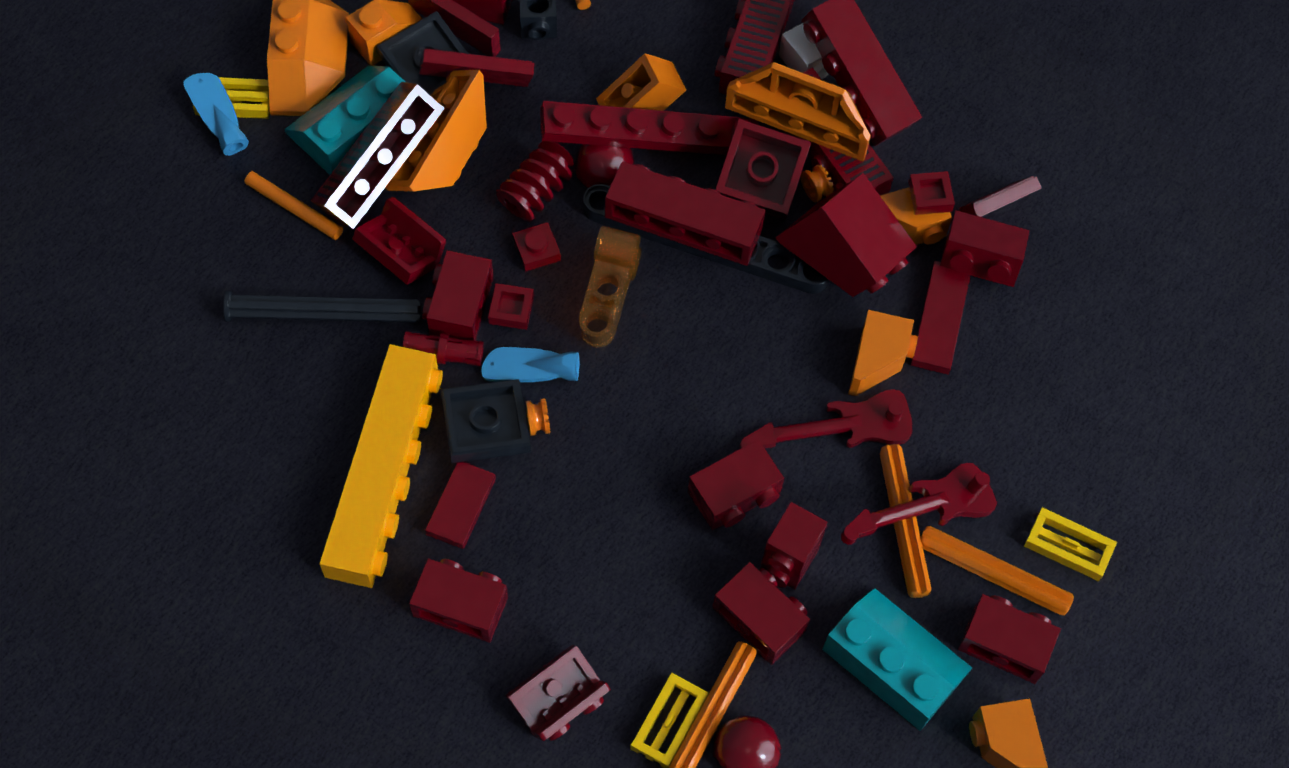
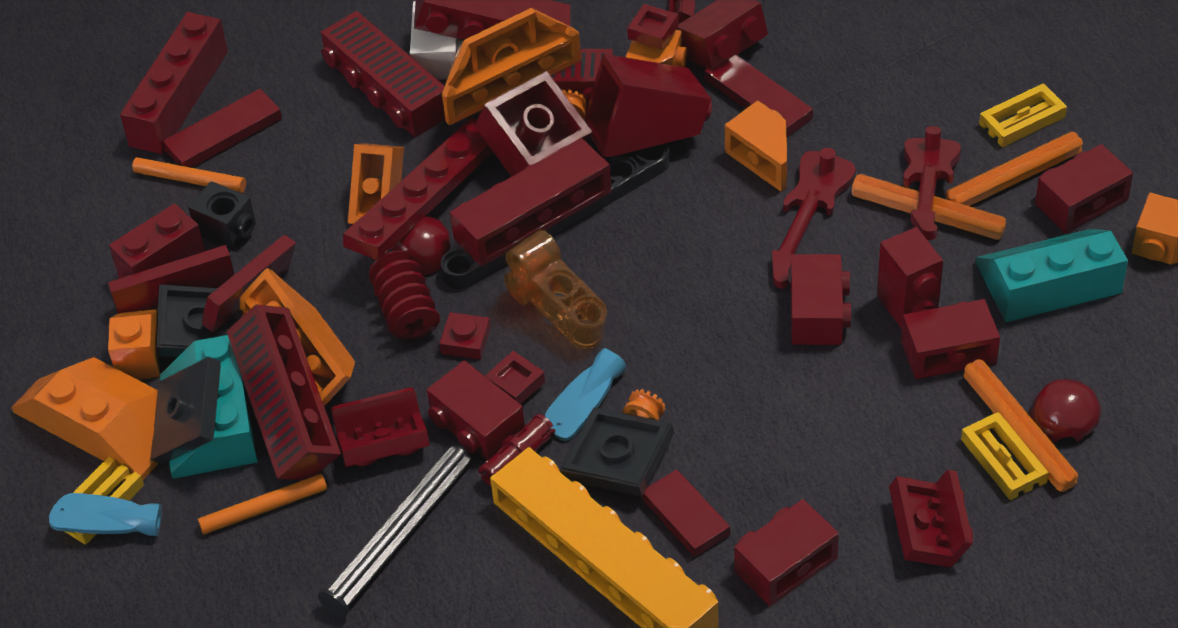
camera: 50 degrees left, 15 degrees down
(323, 102) = (186, 410): none -> black plate

